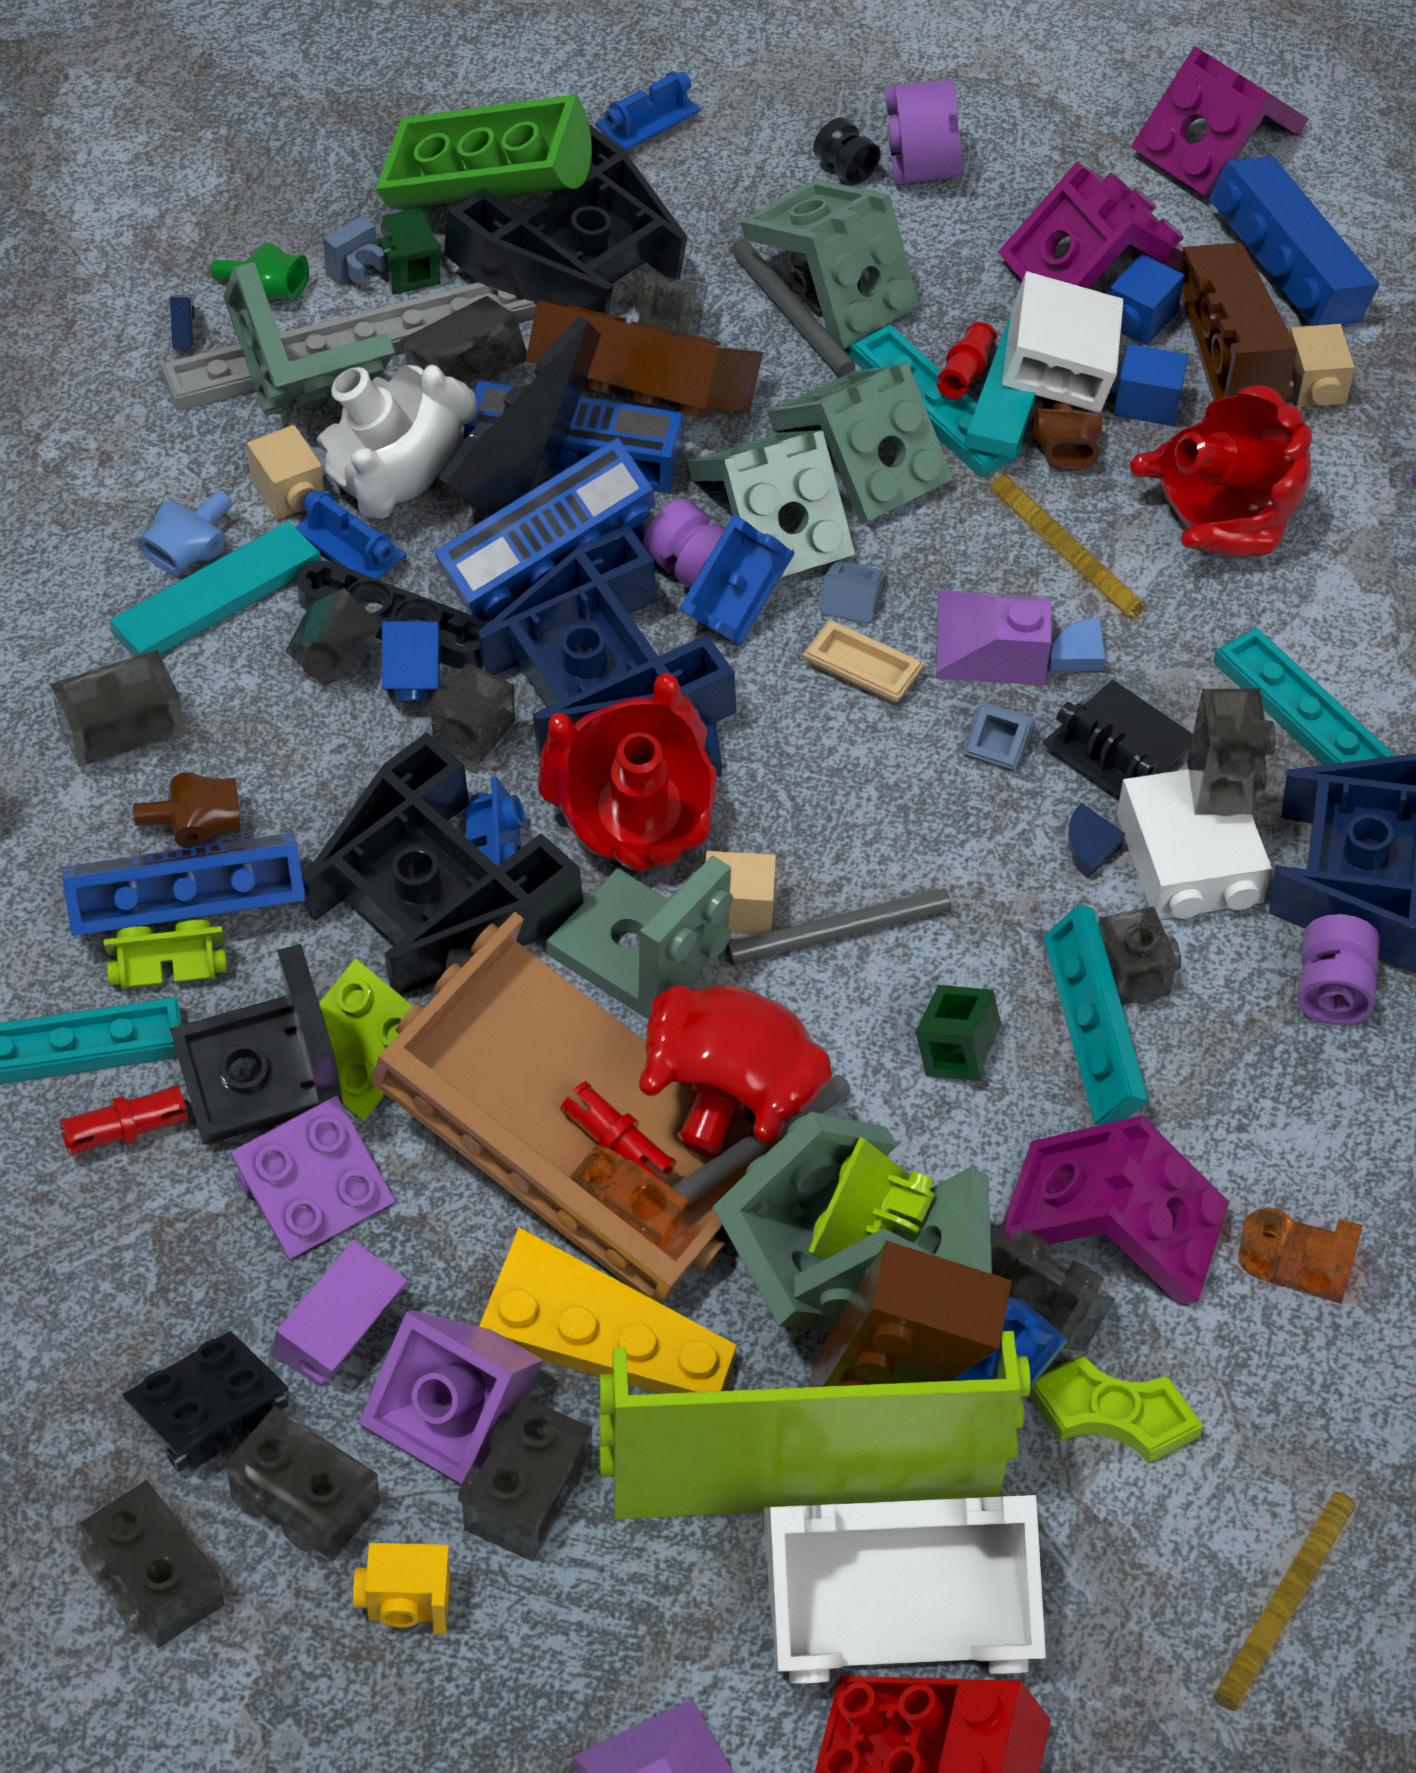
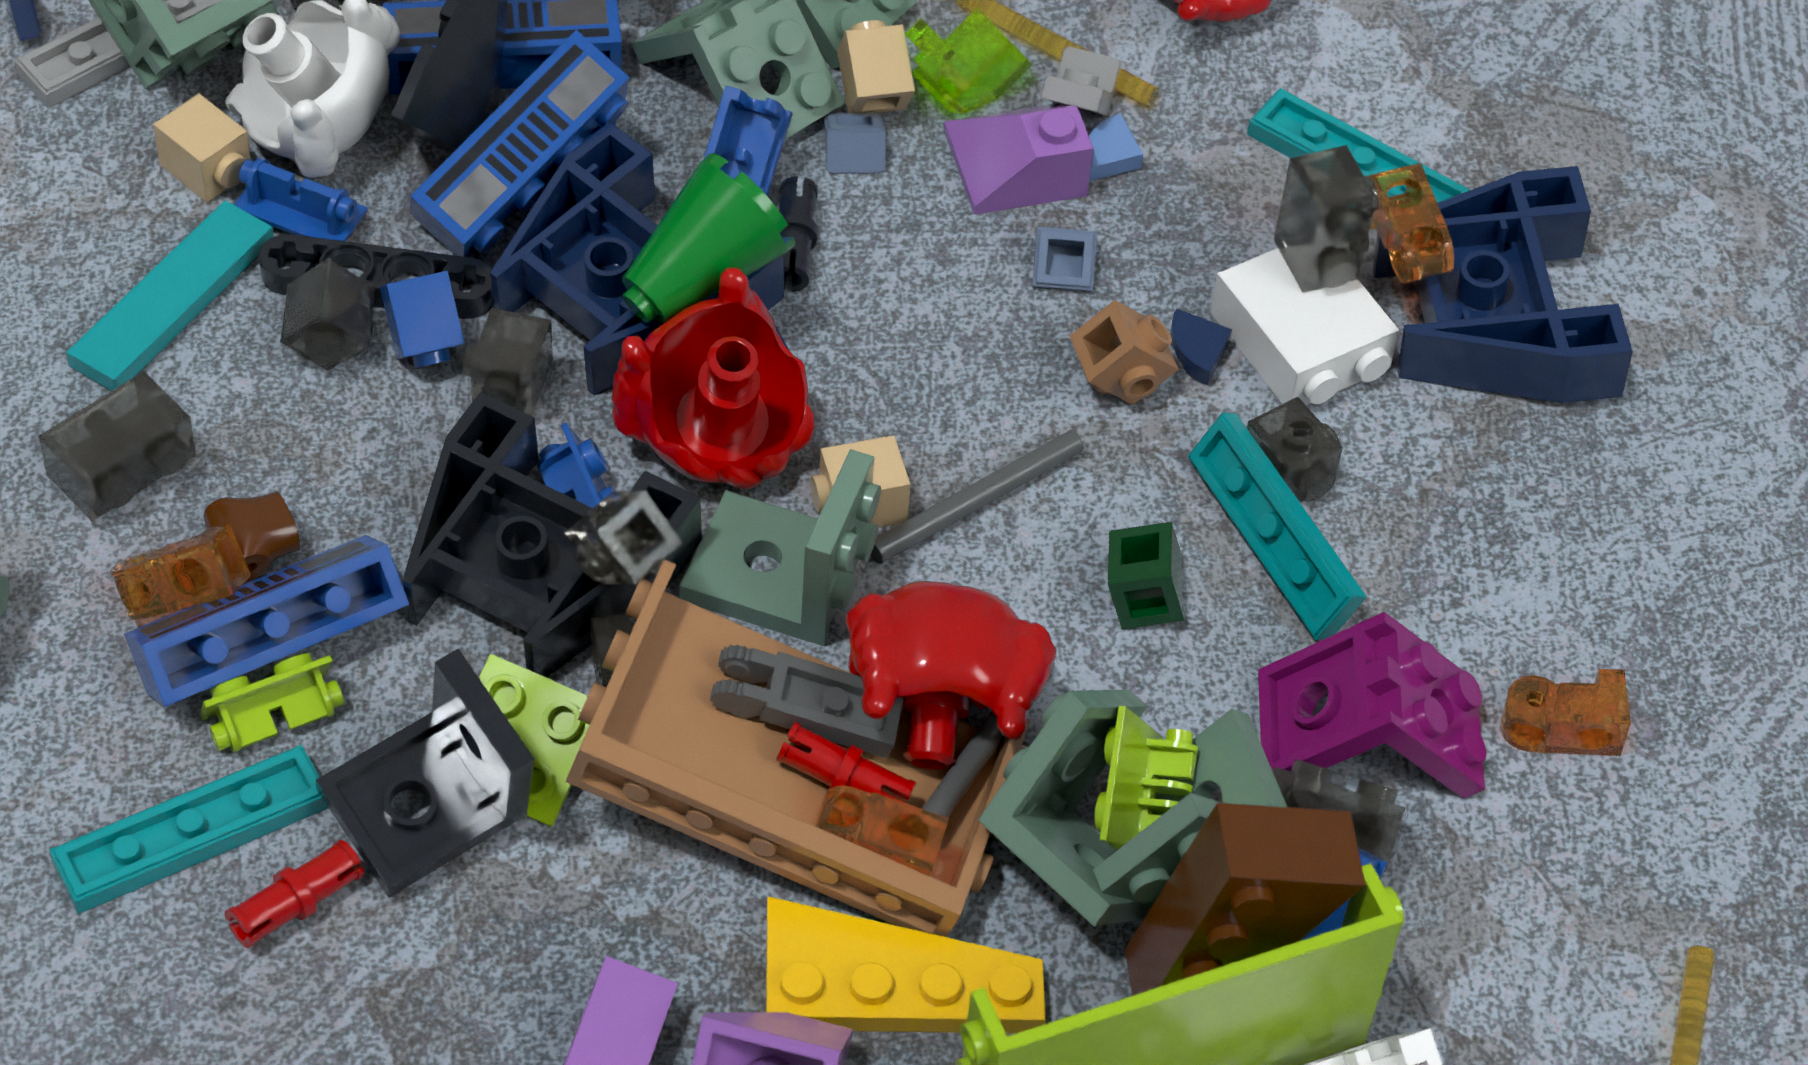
camera: 20 degrees left, 0 degrees up
(130, 828) = (181, 574): none -> clear orange leg
(183, 536) = (112, 243): medium blue piece -> none
(311, 1177) = (525, 902): medium lavender hinge -> none
(488, 886) = (622, 539): none -> clear smoke brick
(604, 1061) = (804, 693): none -> dark grey hinge
(664, 635) = (706, 230): none -> green cone
(682, 540) = (671, 127): medium lavender wheel -> none
(766, 658) = (799, 215): none -> black pin
(862, 661) = (895, 214): tan tile -> none
(888, 528) = (875, 68): none -> tan brick
(975, 546) = (969, 65): none -> clear neon green brick
(1013, 830) = (1124, 352): none -> medium nougat brick
(1075, 583) = (1083, 81): none -> light grey bracket
(1117, 737) = (1186, 234): black hinge -> none
(1141, 1414) = (1468, 920): lime tile -> none
(1309, 774) = (1412, 225): none -> clear orange leg
(1338, 969) = (1498, 417): medium lavender wheel -> none

